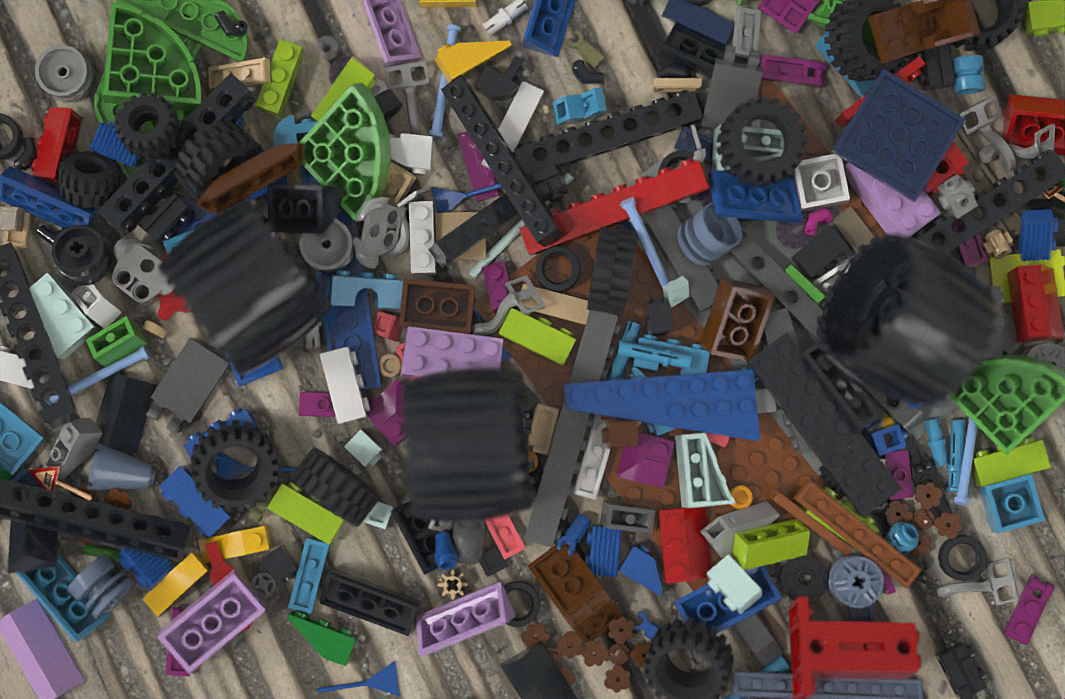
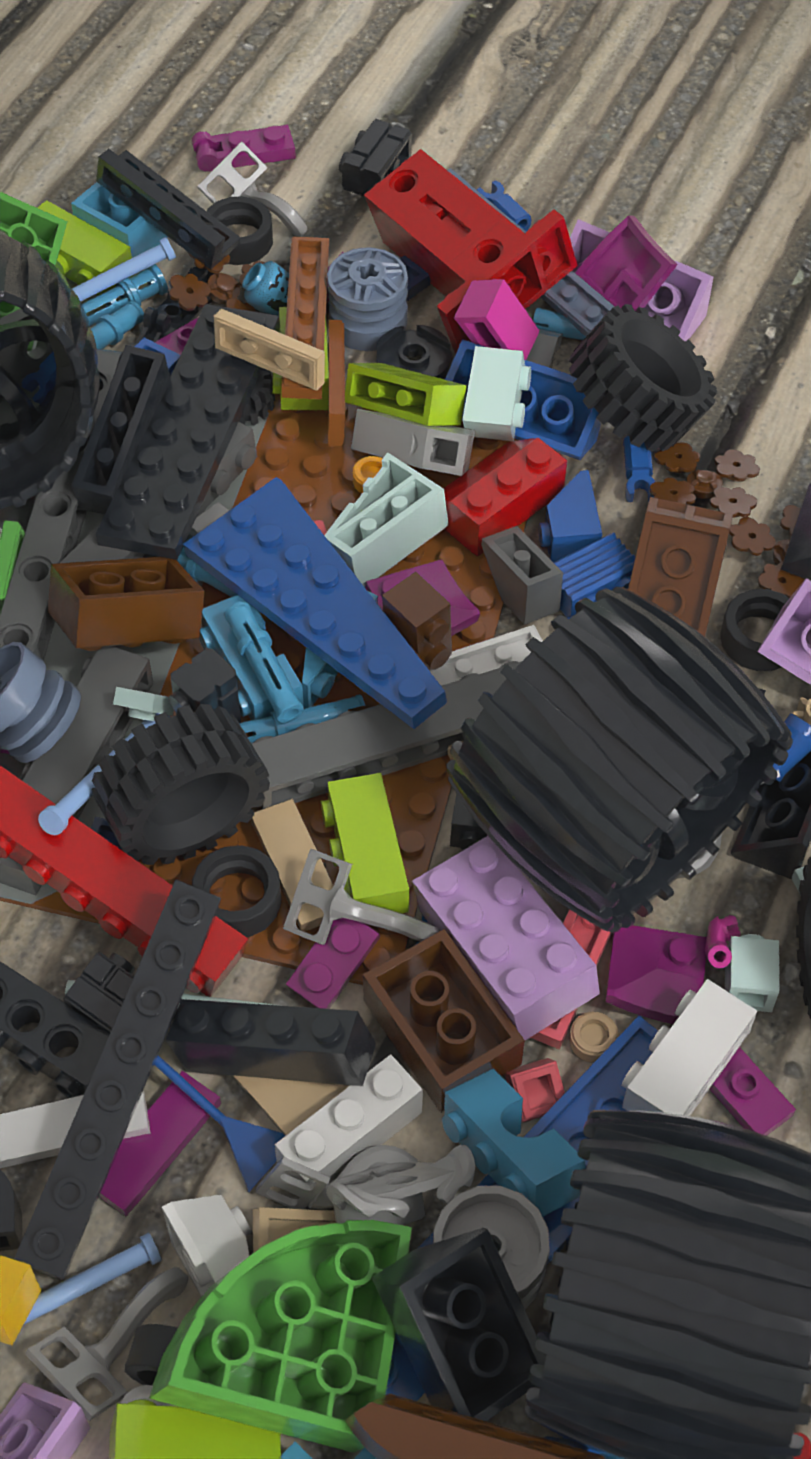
camera: 130 degrees left, 30 degrees down
(383, 442) = (717, 934): none -> dark pink arm
(775, 620) = (495, 317): none -> dark pink piece
(832, 485) = (269, 349): none -> tan tile
(984, 511) = (165, 207): none -> black fence

